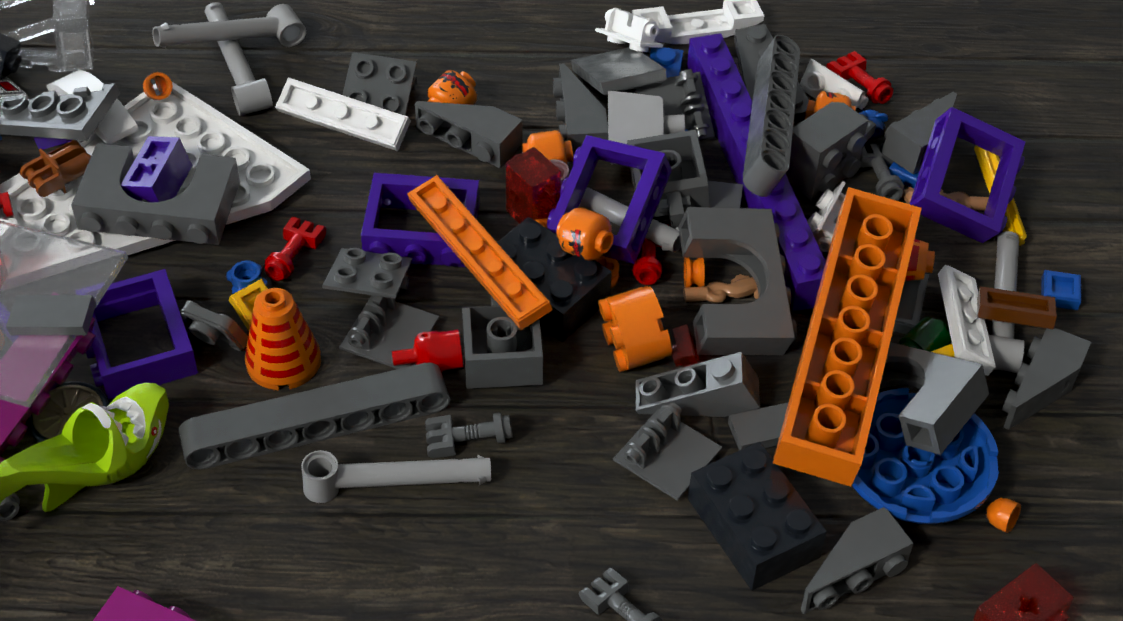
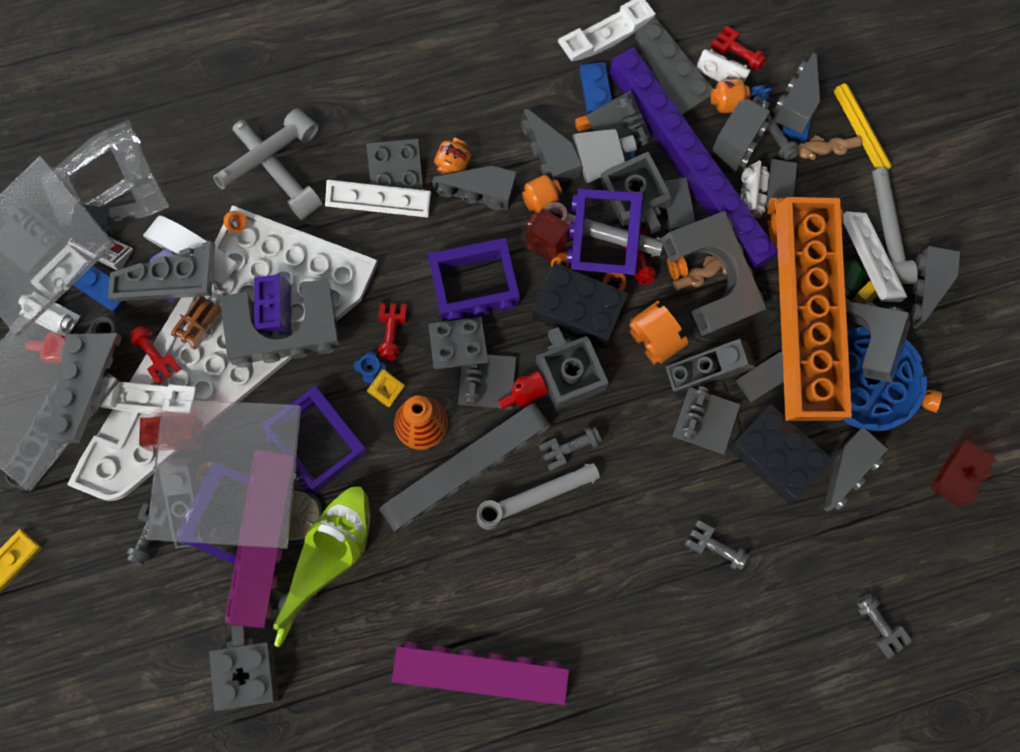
camera: 20 degrees left, 25 degrees up
(51, 315) = (271, 476): dark grey tile -> none
(212, 326) = (366, 421): dark grey piece -> none
(480, 253) = (533, 307): orange tile -> none
(585, 233) = (605, 275): orange head -> none
(618, 70) = (568, 102): dark grey tile -> none
(640, 34) = (571, 63): white hinge -> none
(685, 349) = (694, 337): clear red plate -> none
(772, 116) = (699, 123): dark grey beam -> none
(935, 163) = (824, 132): dark purple window -> none
(1016, 307) = (905, 238): reddish brown tile -> none
(1062, 286) = (923, 203): blue tile -> none

